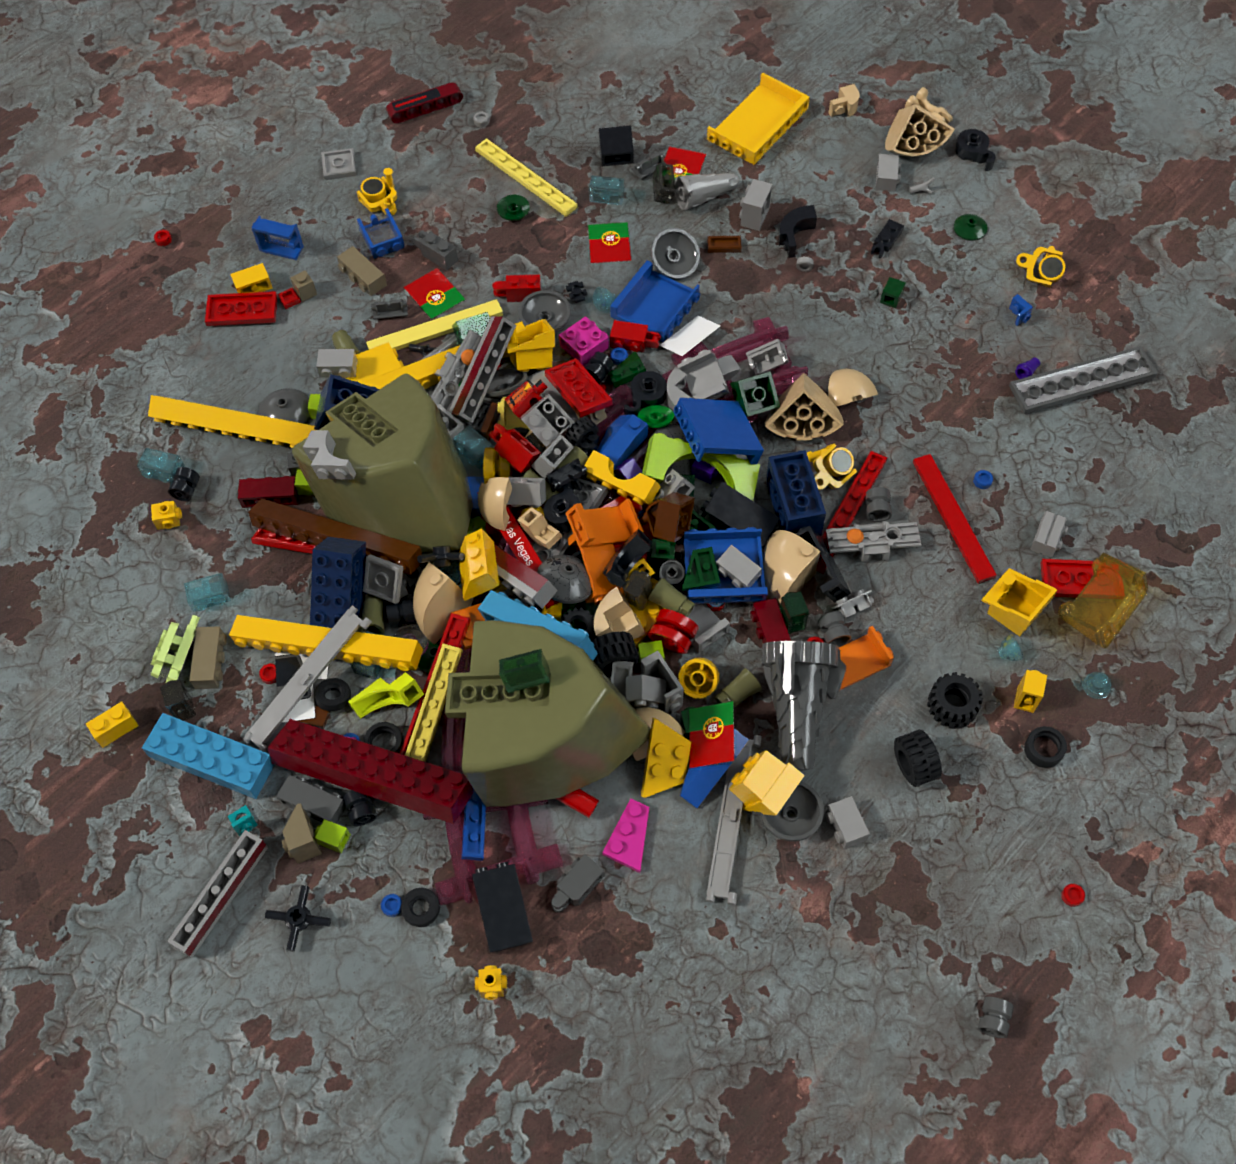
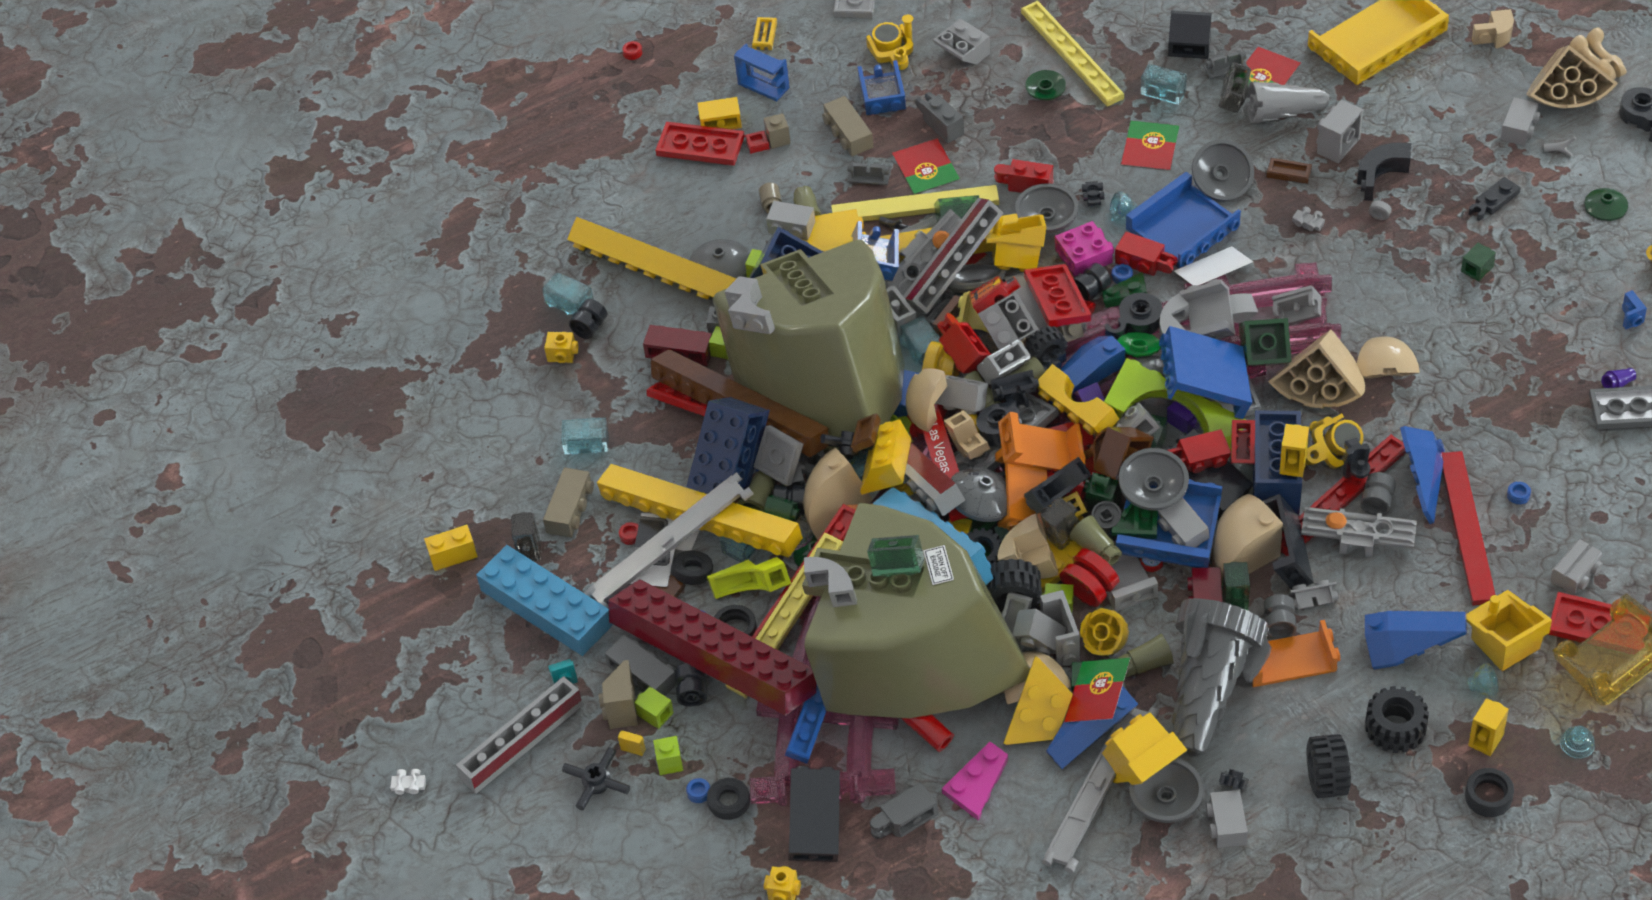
camera: 20 degrees right, 10 degrees down
(126, 964) = (408, 784): none -> white piece
(167, 662) = (534, 476): yellowish green piece -> none
(271, 213) = (762, 44): none -> yellow tile
(312, 344) = (768, 193): none -> dark tan brick
(321, 875) = (631, 743): none -> yellow tile
(357, 880) = (668, 755): none -> lime brick
(397, 626) = (782, 508): none -> dark green brick
(423, 373) = (885, 250): none -> window
(438, 183) = (964, 42): none -> light grey slope
(455, 546) = (865, 432): none -> reddish brown tile
(461, 698) = (827, 572): none -> light grey brick
(562, 669) = (938, 565): none -> white sticker
(710, 526) = (1153, 468): none -> dark grey dish
(734, 502) = (1203, 451): none -> red brick
(751, 283) = (1308, 221): none -> light grey piece
(765, 486) = (1243, 442): none -> red torso
(816, 487) = (1294, 450): none -> yellow brick
(842, 786) = (1233, 779): none -> black plate
(855, 480) = (1356, 459): none -> black hips
(908, 470) = (1426, 466): none -> blue wedge
(939, 624) = (1401, 634): none -> blue wedge

